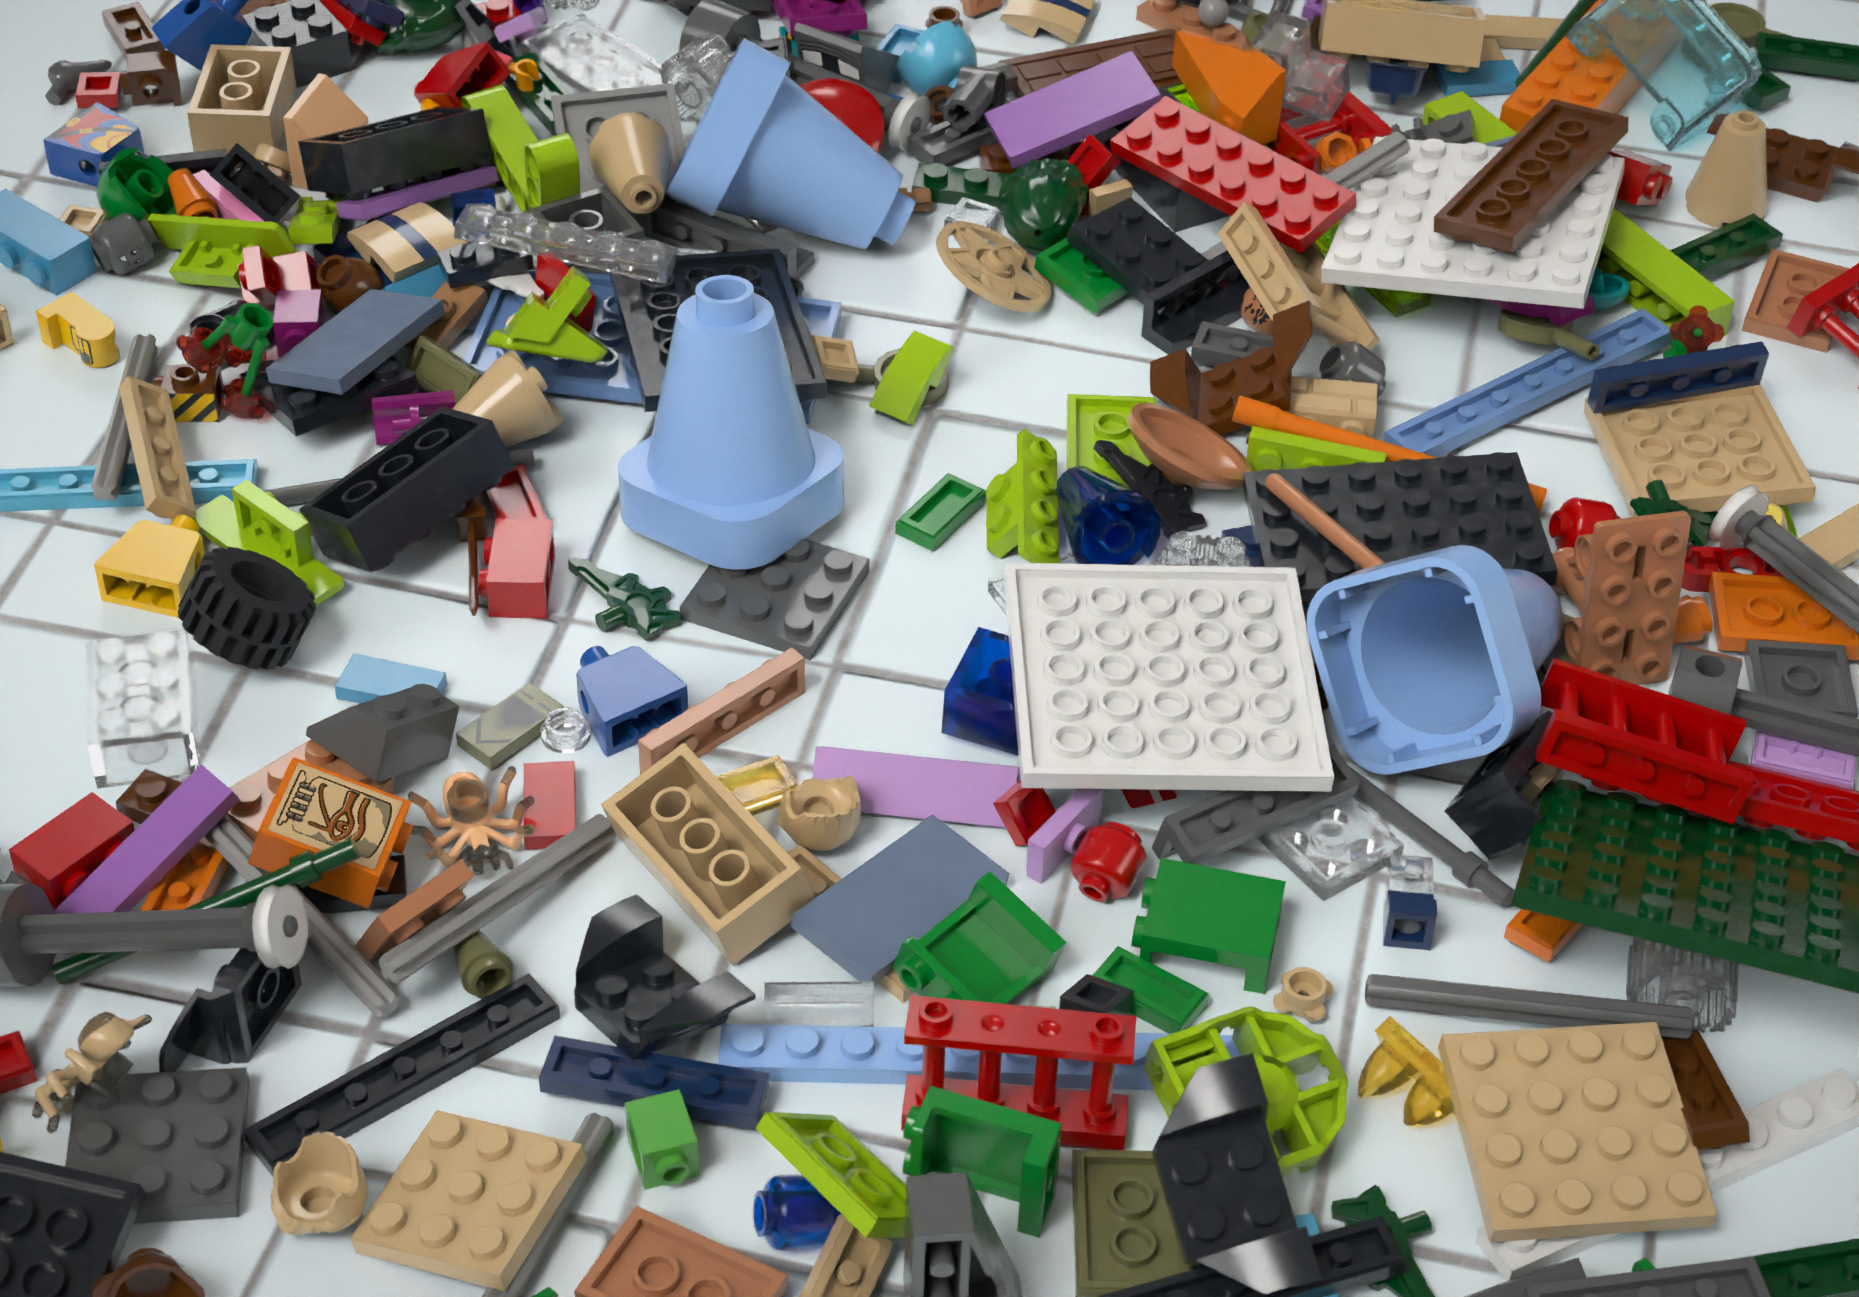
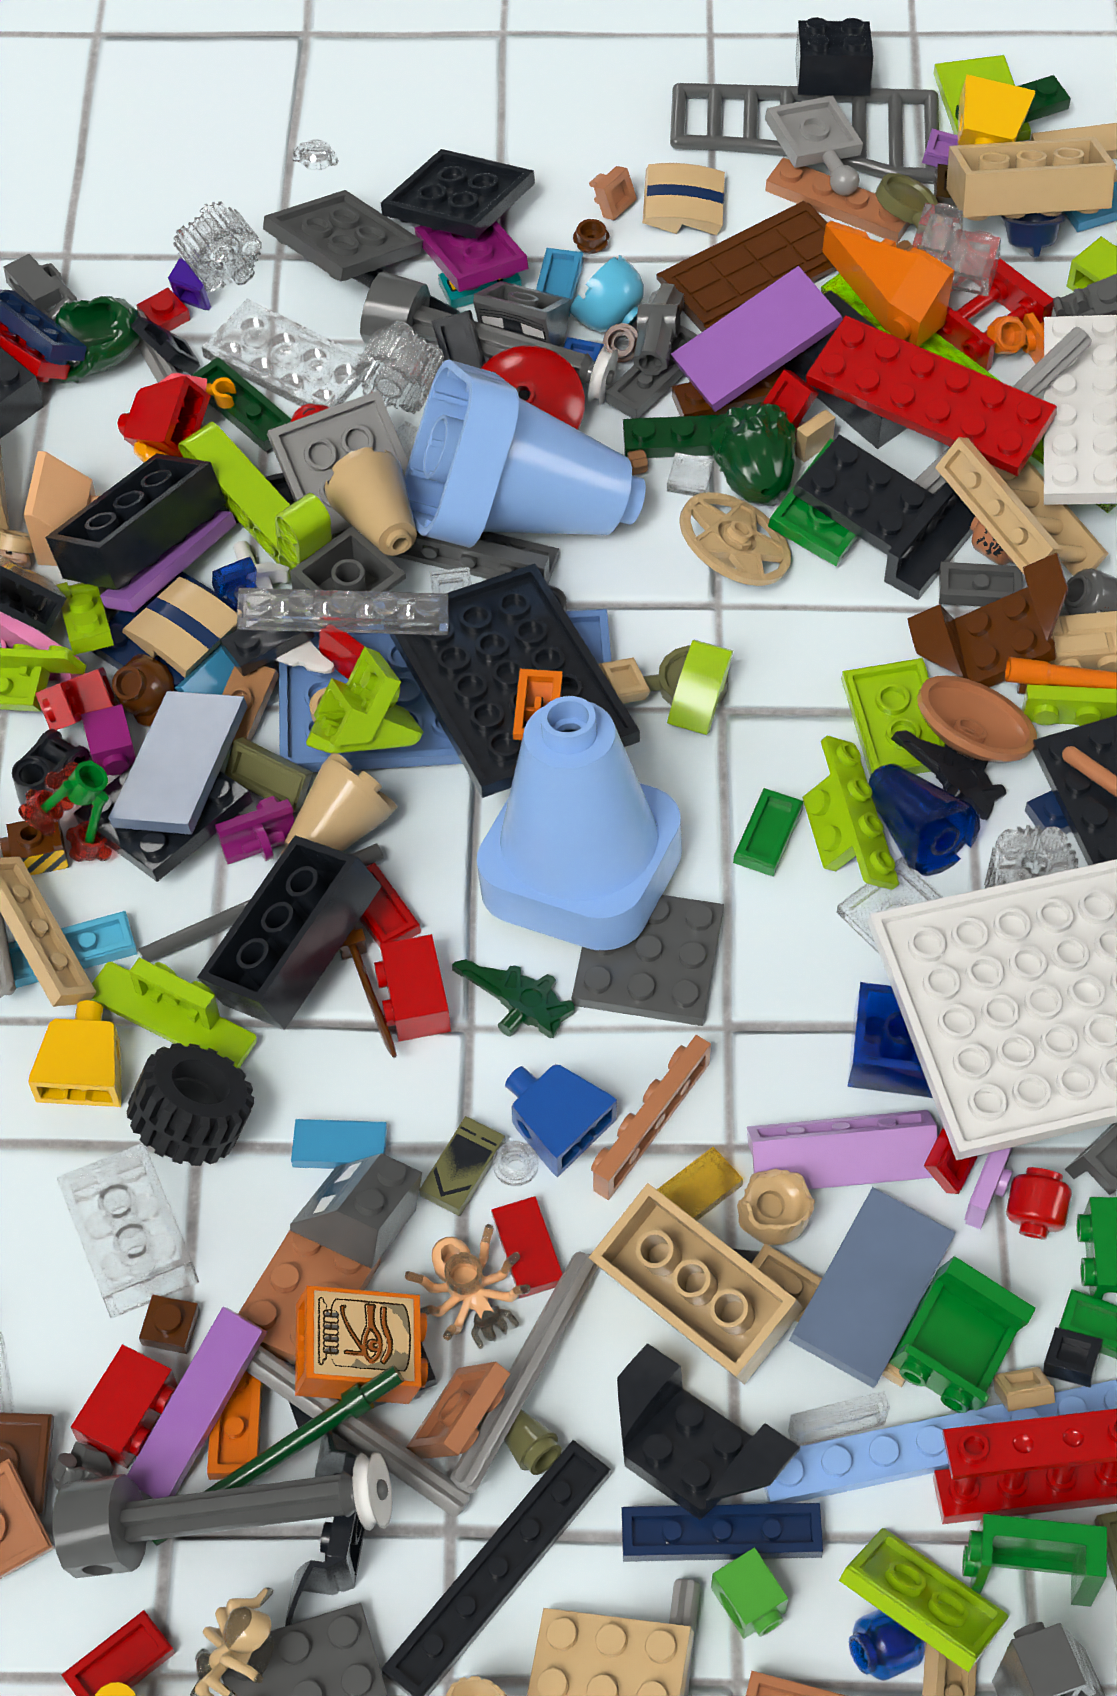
camera: 10 degrees left, 15 degrees up
(522, 26) = (196, 328): lavender plate -> none

